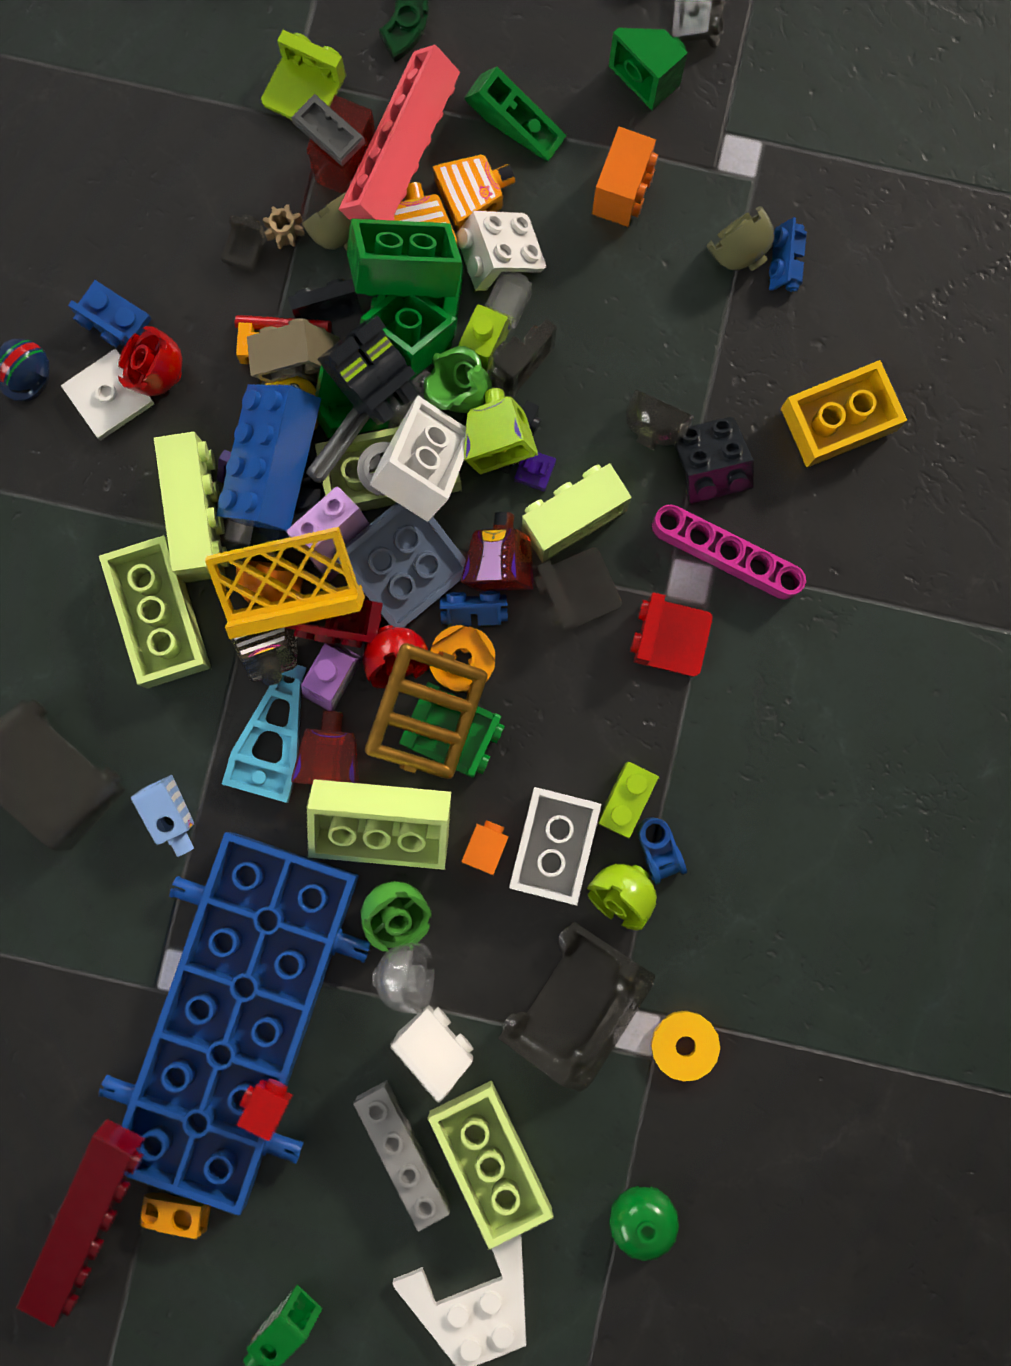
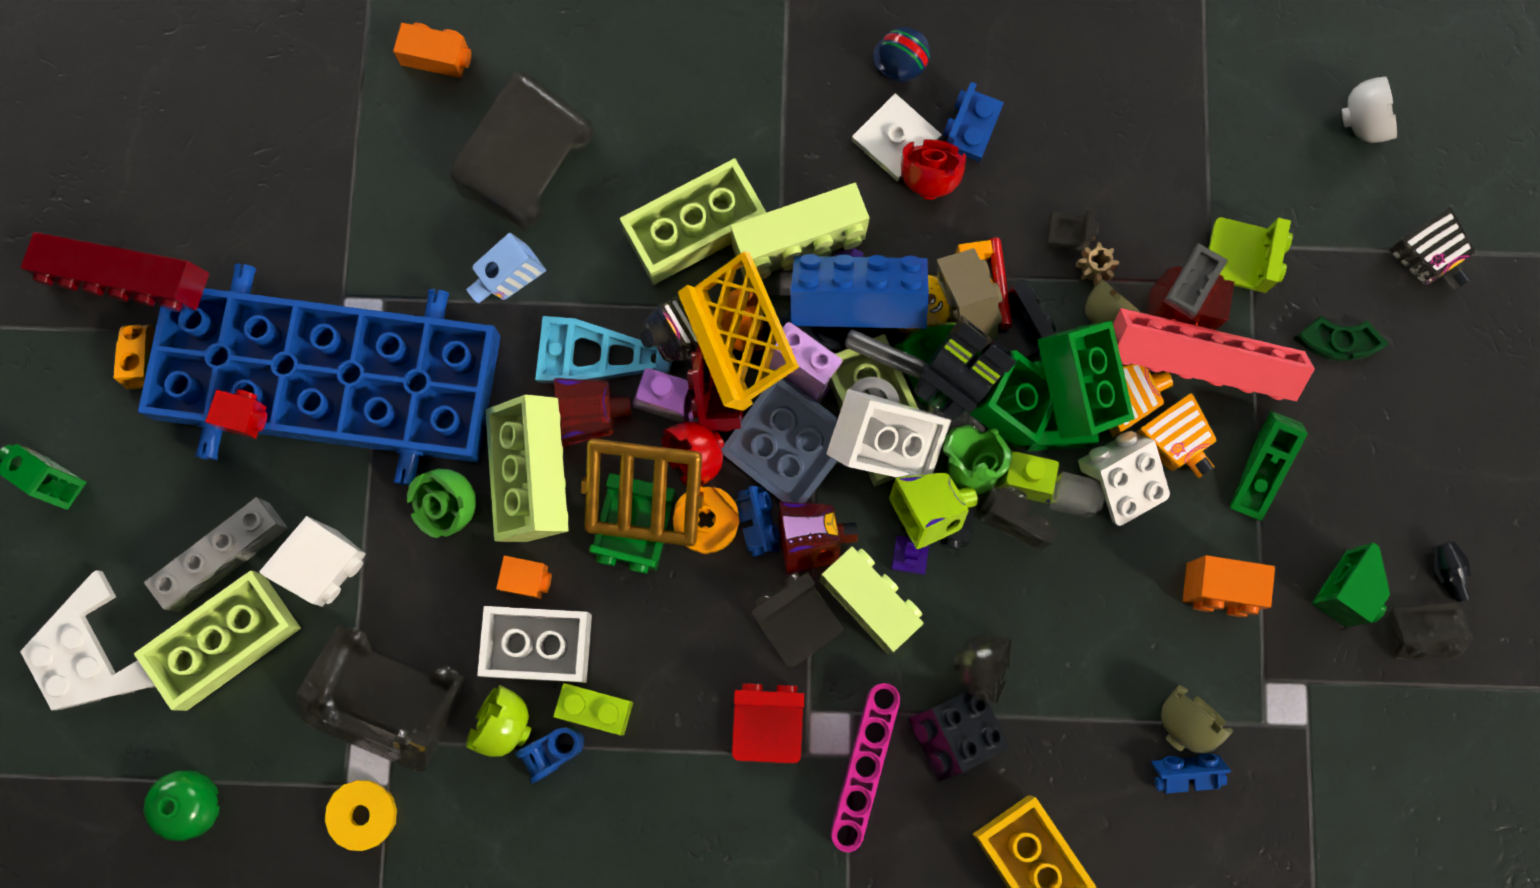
camera: 80 degrees right, 5 degrees down
(404, 978) = (384, 525): clear cylinder -> none

